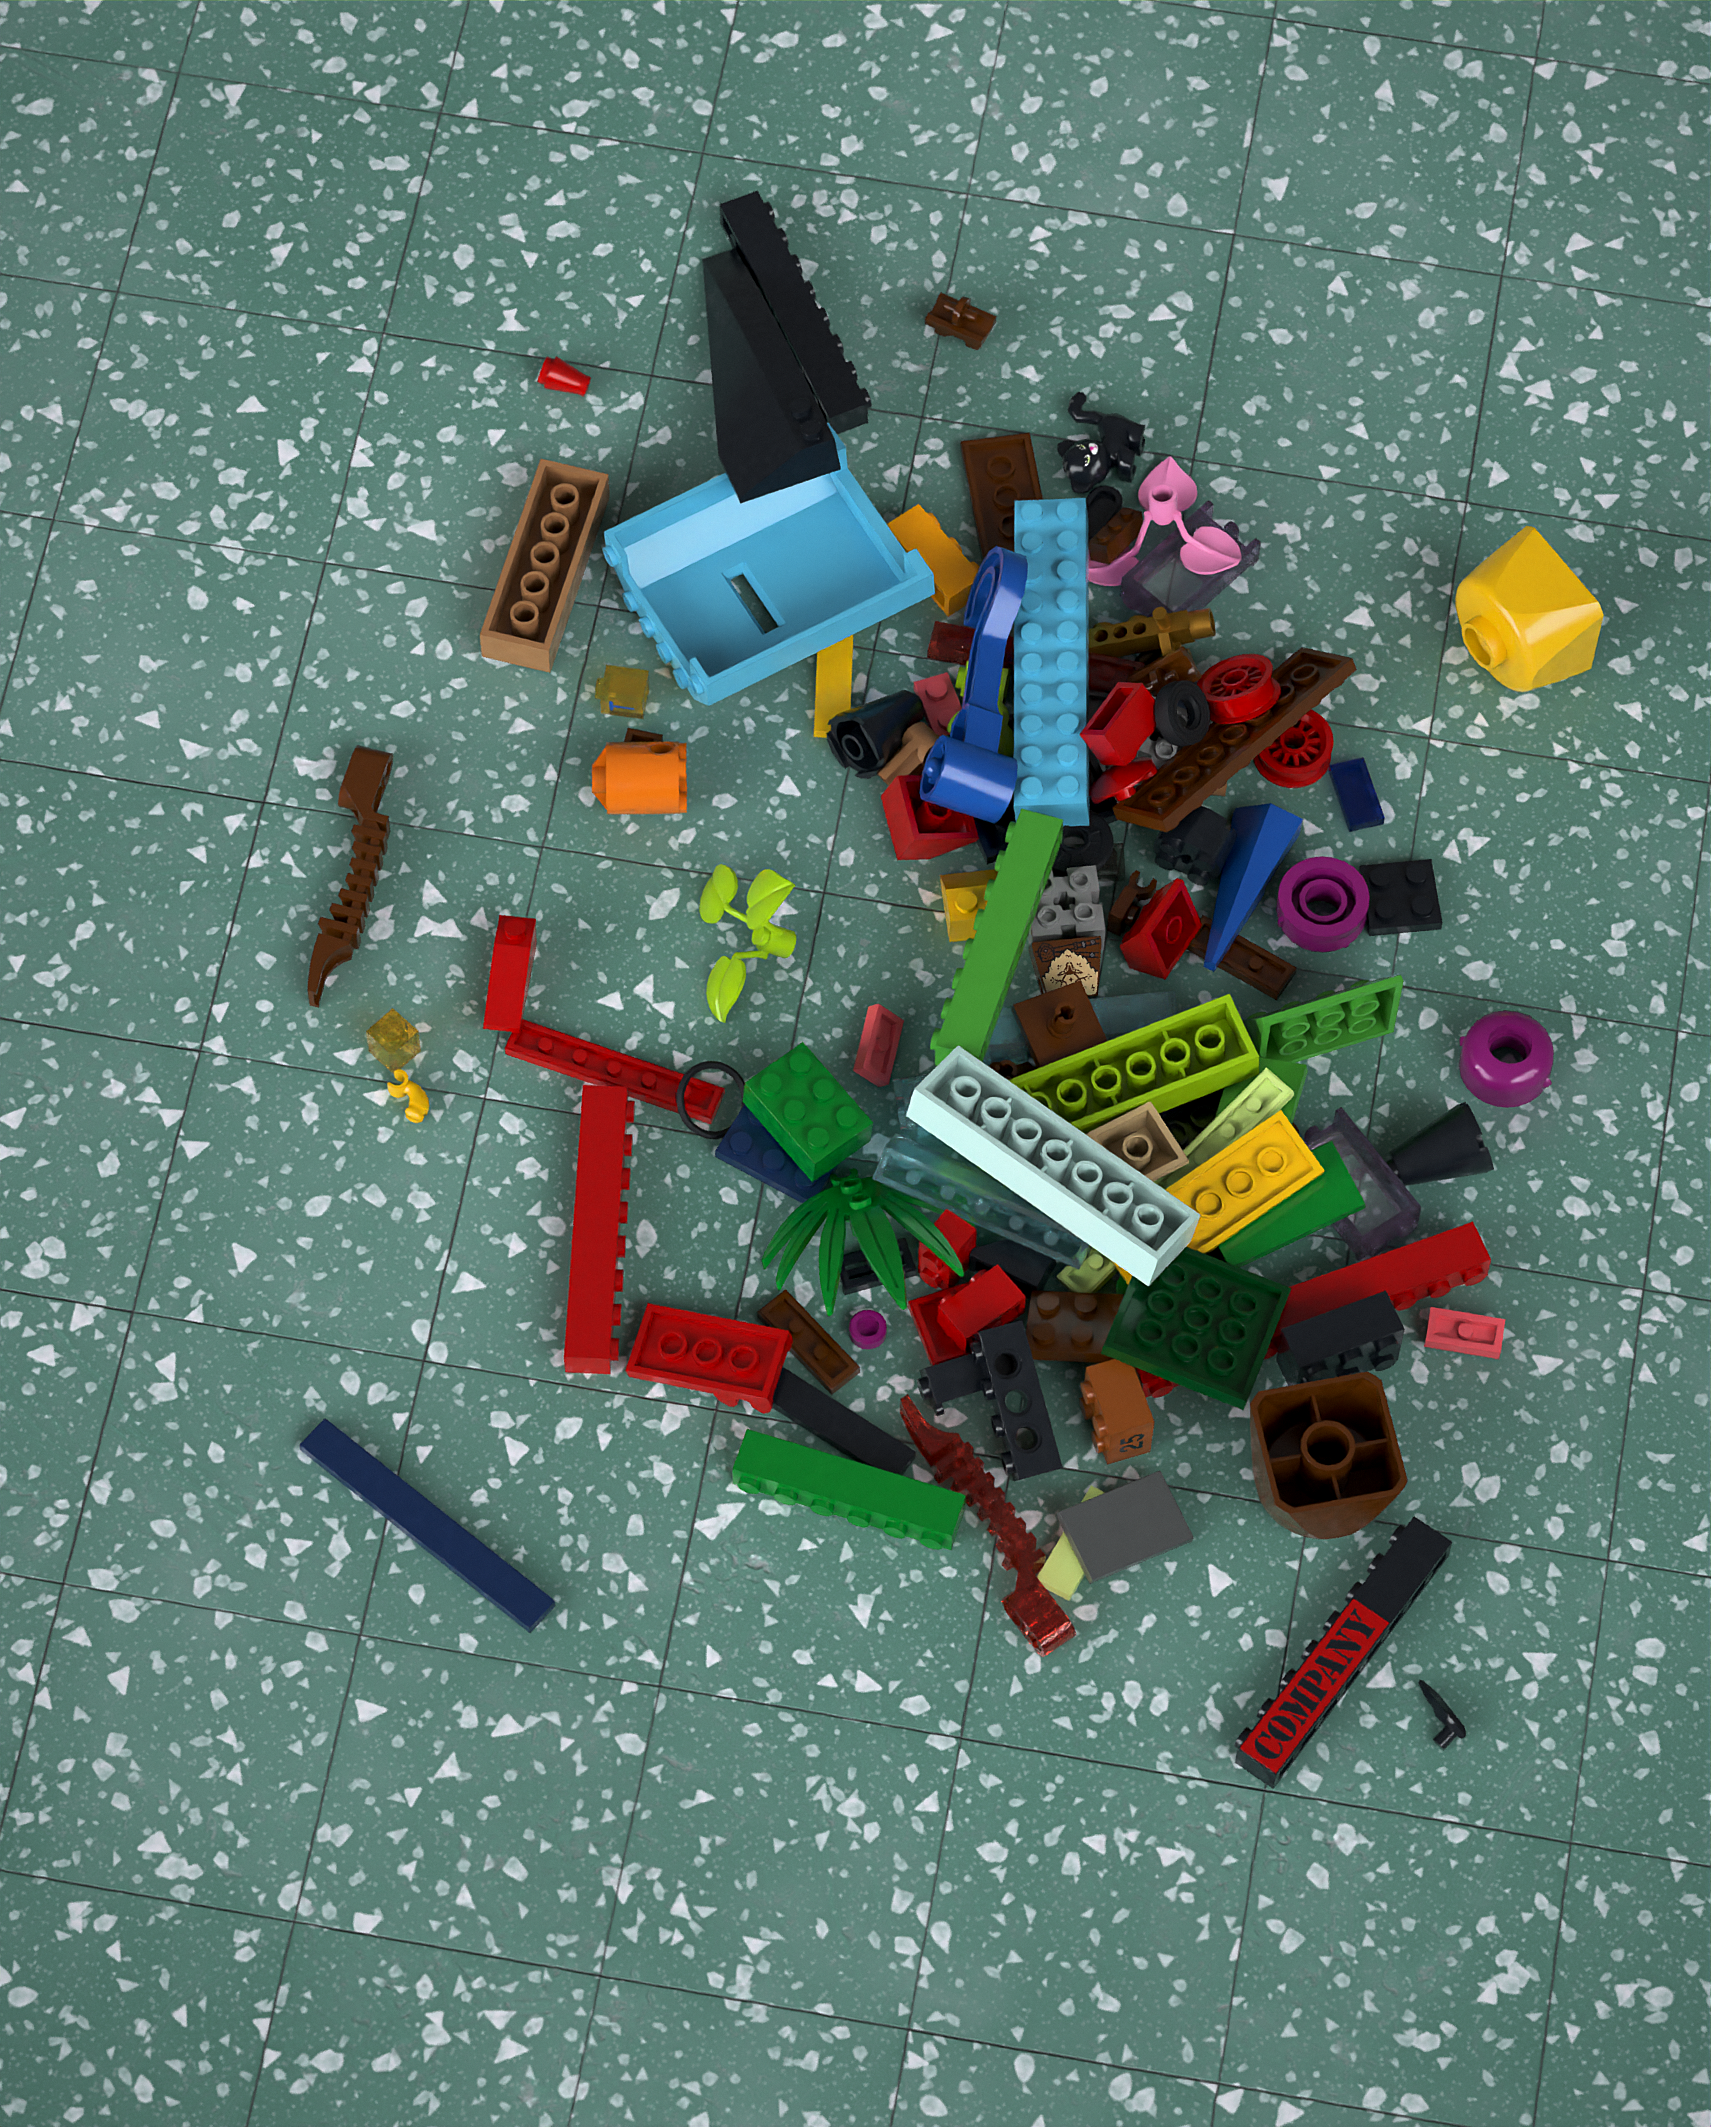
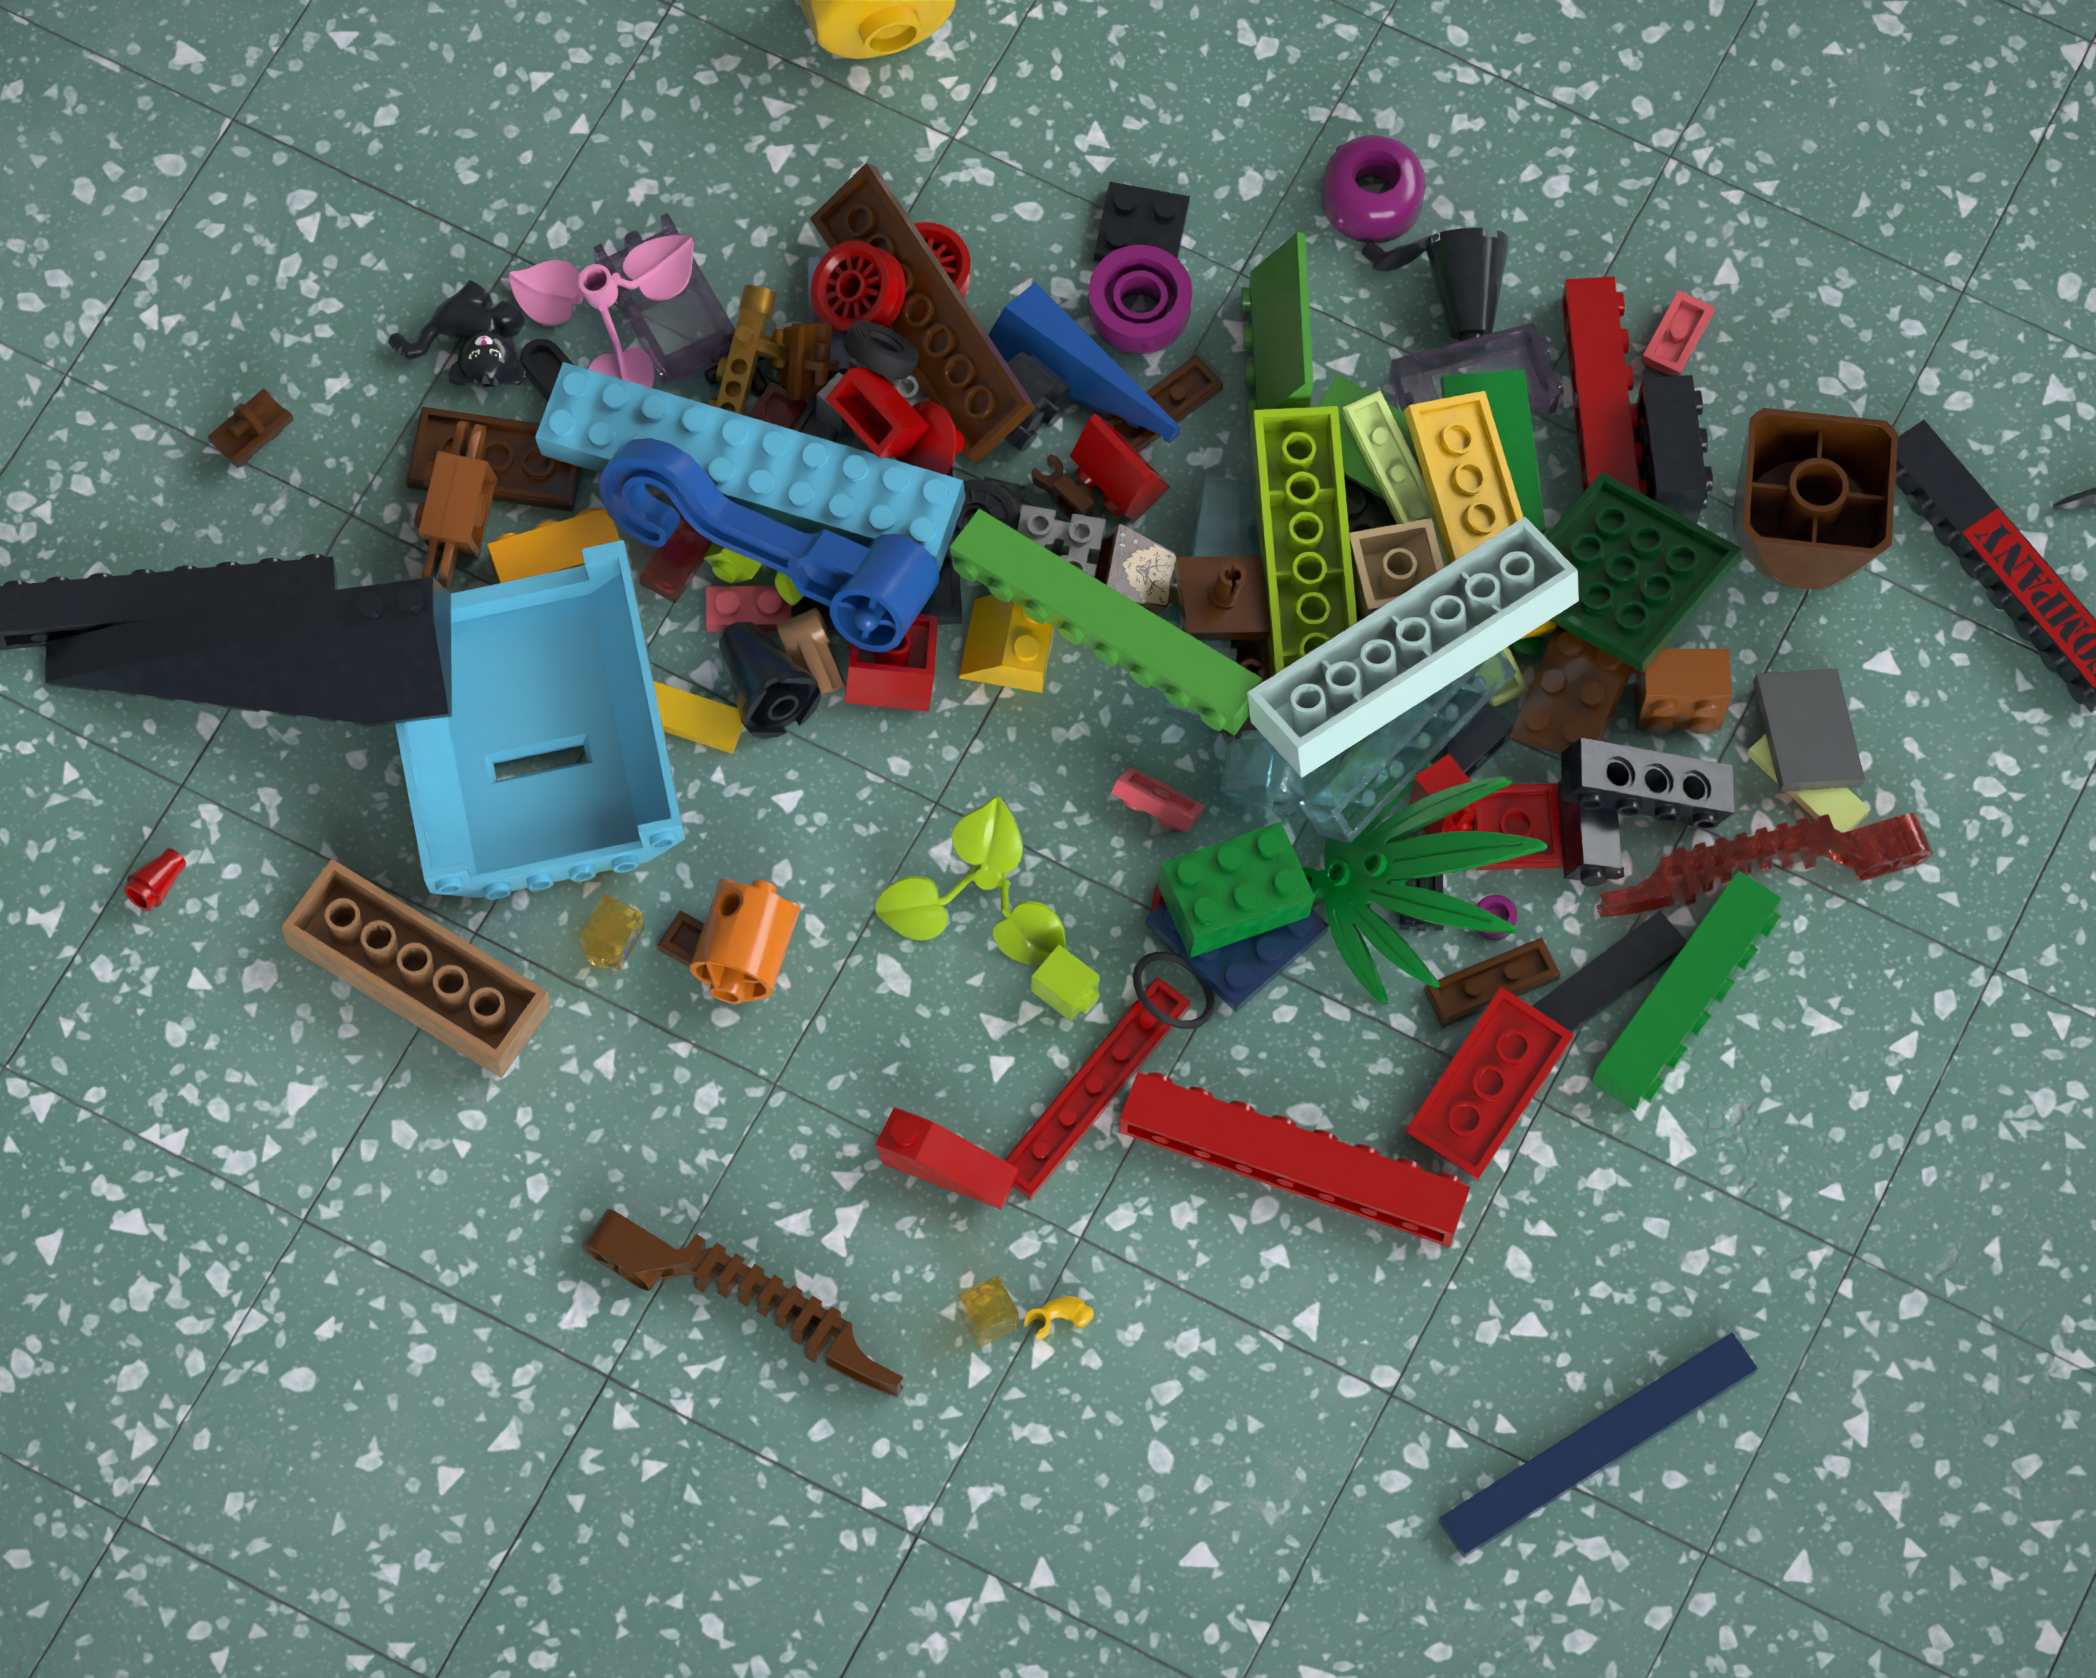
camera: 75 degrees left, 5 degrees up
(689, 1018) = (1066, 984): none -> lime brick
(941, 470) = (456, 503): none -> dark orange brick
(983, 1304) = (1531, 800): red brick -> none
(1115, 536) = (594, 352): reddish brown piece -> none
(1356, 794) = (1001, 229): clear blue tile -> none
(1449, 1095) = (1397, 257): none -> black bar

